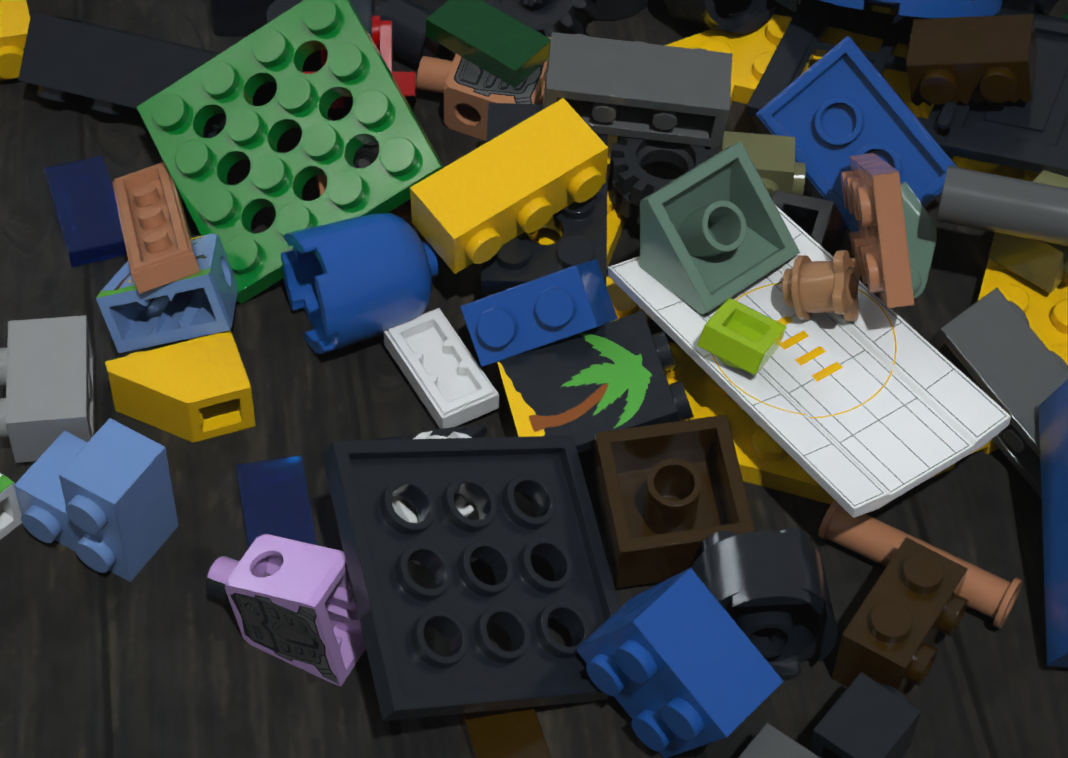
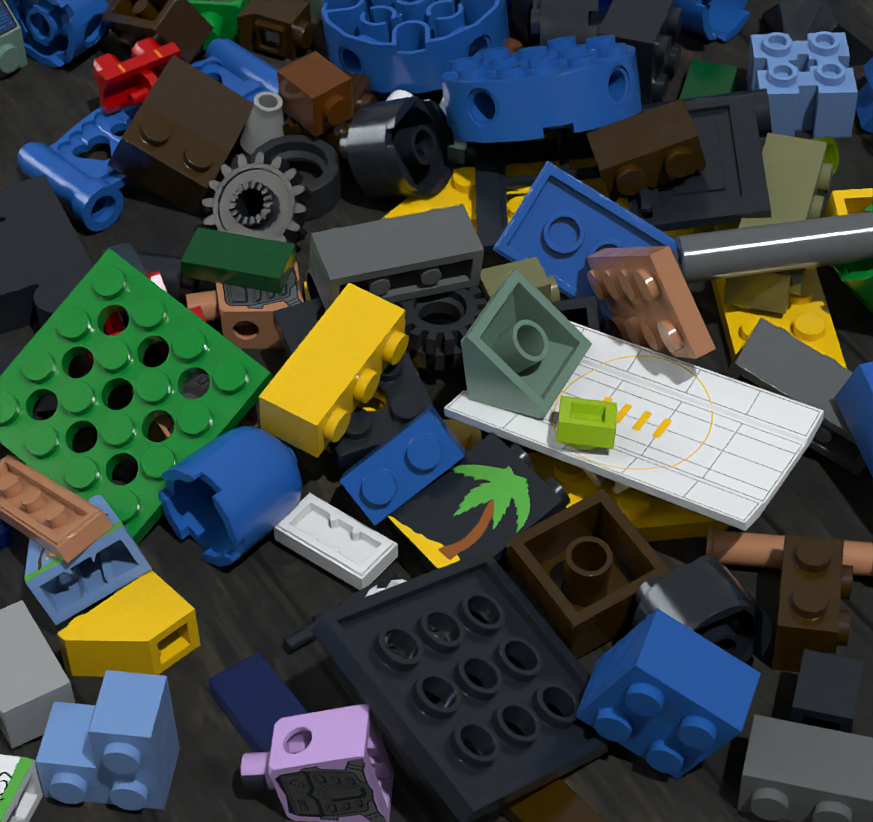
camera: 20 degrees left, 5 degrees down
(823, 286) = (629, 362): medium nougat brick -> none

